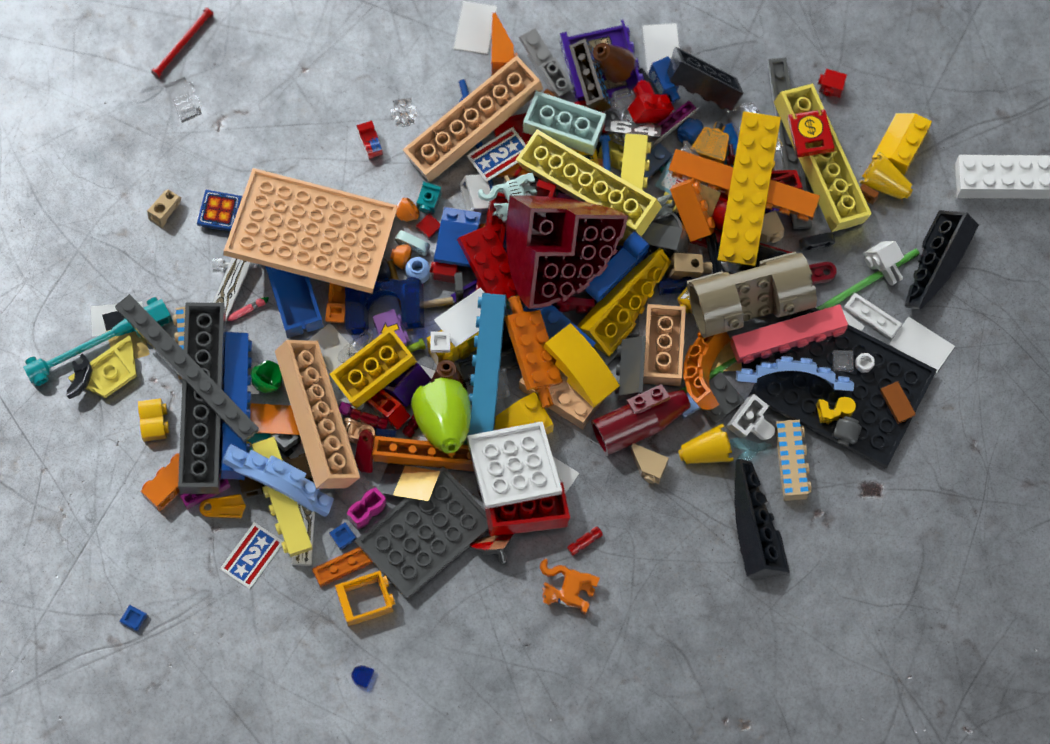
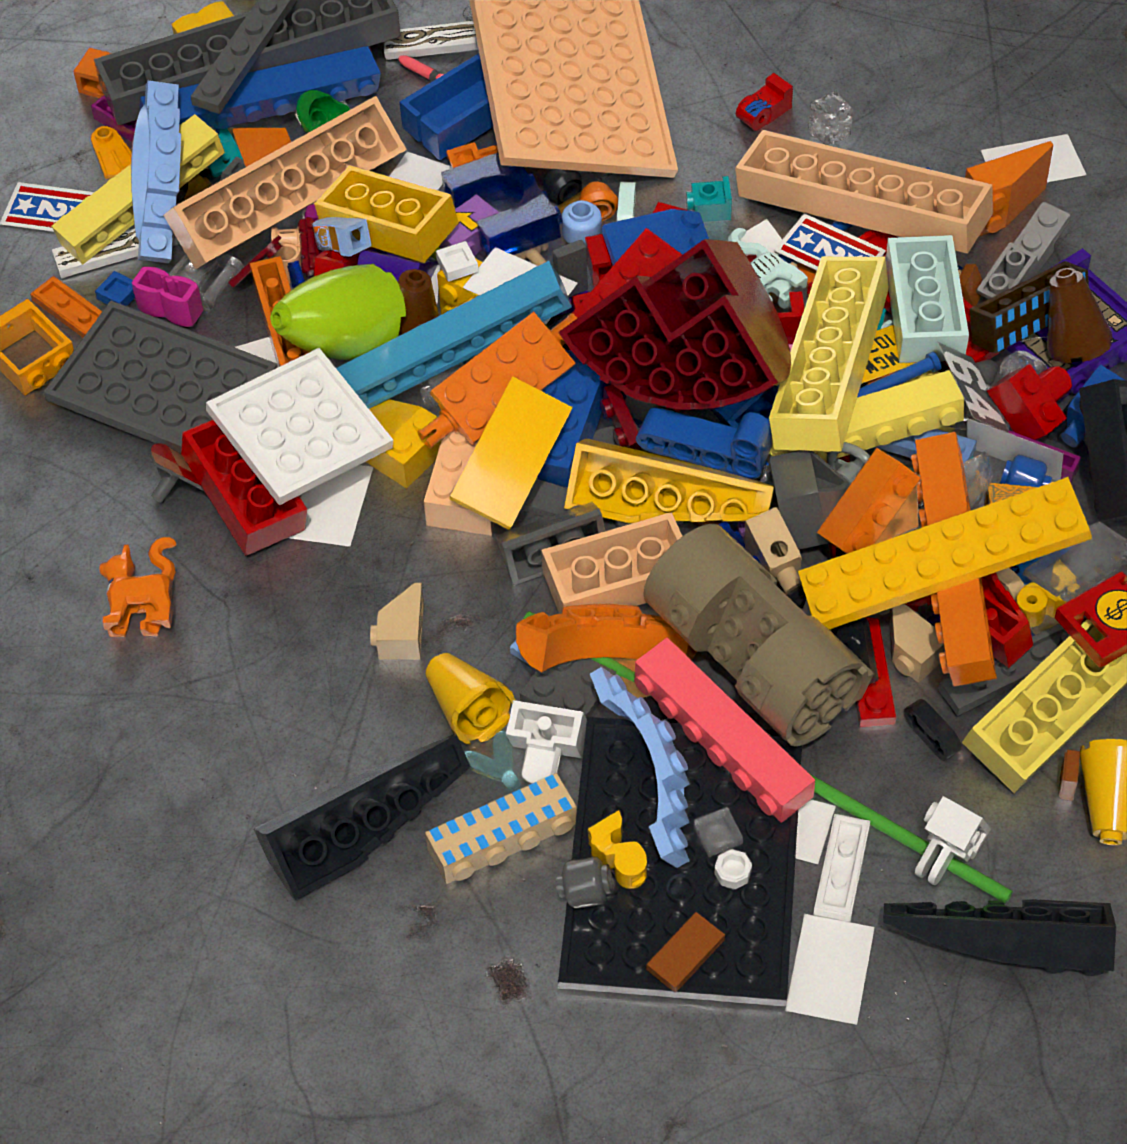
camera: 70 degrees right, 15 degrees down
(378, 397) = (337, 235): none -> light blue leg
(407, 210) = (675, 180): orange cone -> none
(408, 481) = (233, 332): pearl gold sticker -> none
(585, 540) = (233, 589): red axle -> none
(639, 419) = (462, 571): dark red piece -> none
(817, 272) = (877, 752): dark red plate -> none

